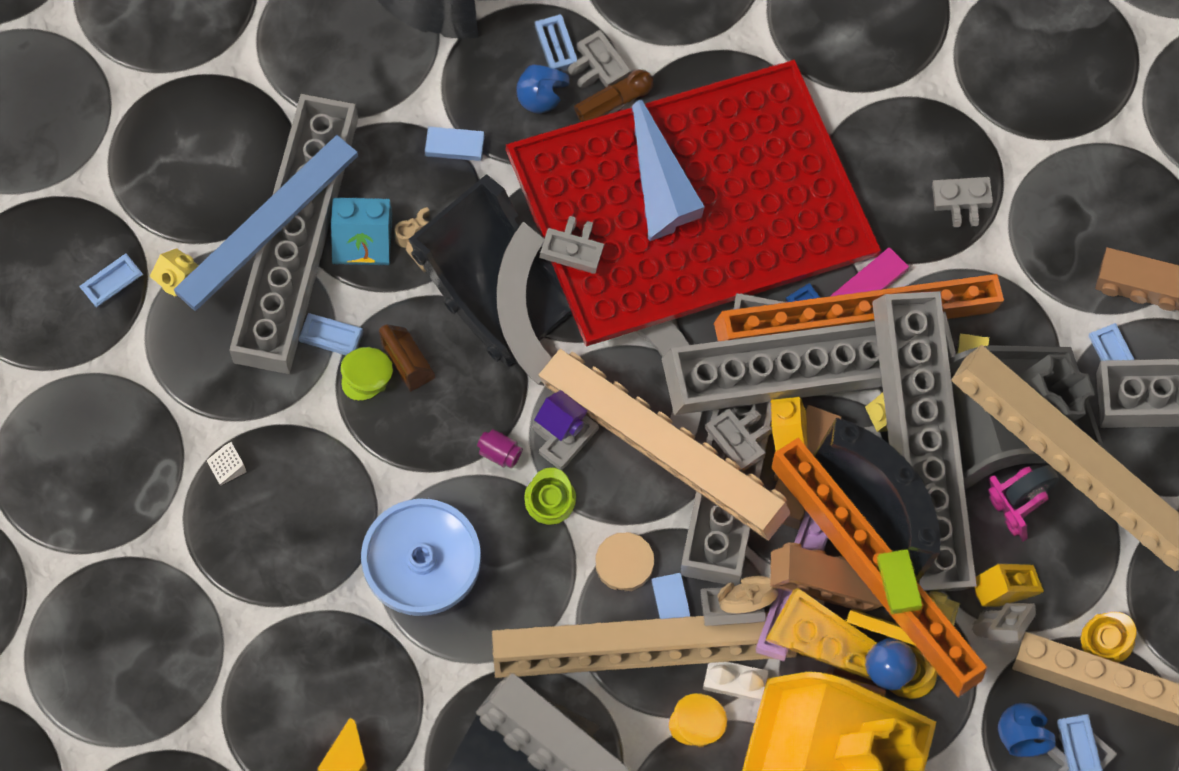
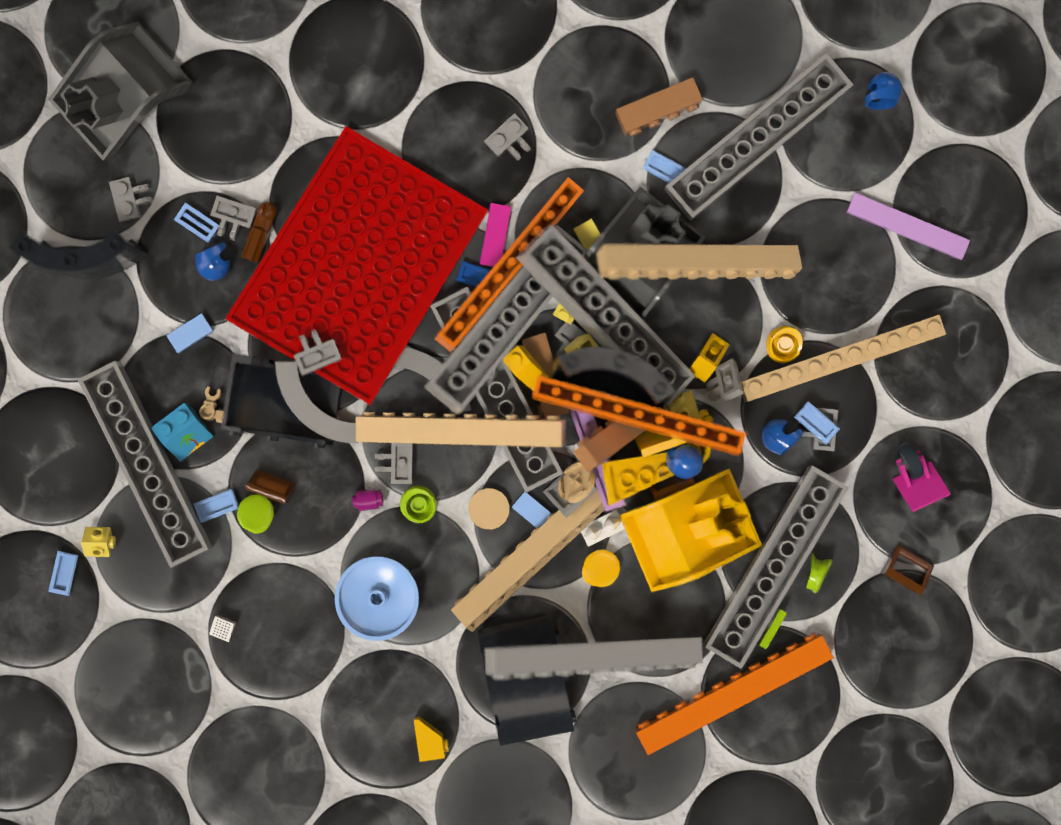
camera: 40 degrees left, 20 degrees up
(265, 223) = (126, 476): medium blue tile -> none
(561, 415) = (390, 457): dark purple brick -> none
(666, 189) = (340, 274): medium blue wedge -> none
(736, 440) = (499, 397): light grey hinge -> none
(899, 581) = (661, 421): lime tile -> none
(1024, 490) = (686, 297): plate -> none

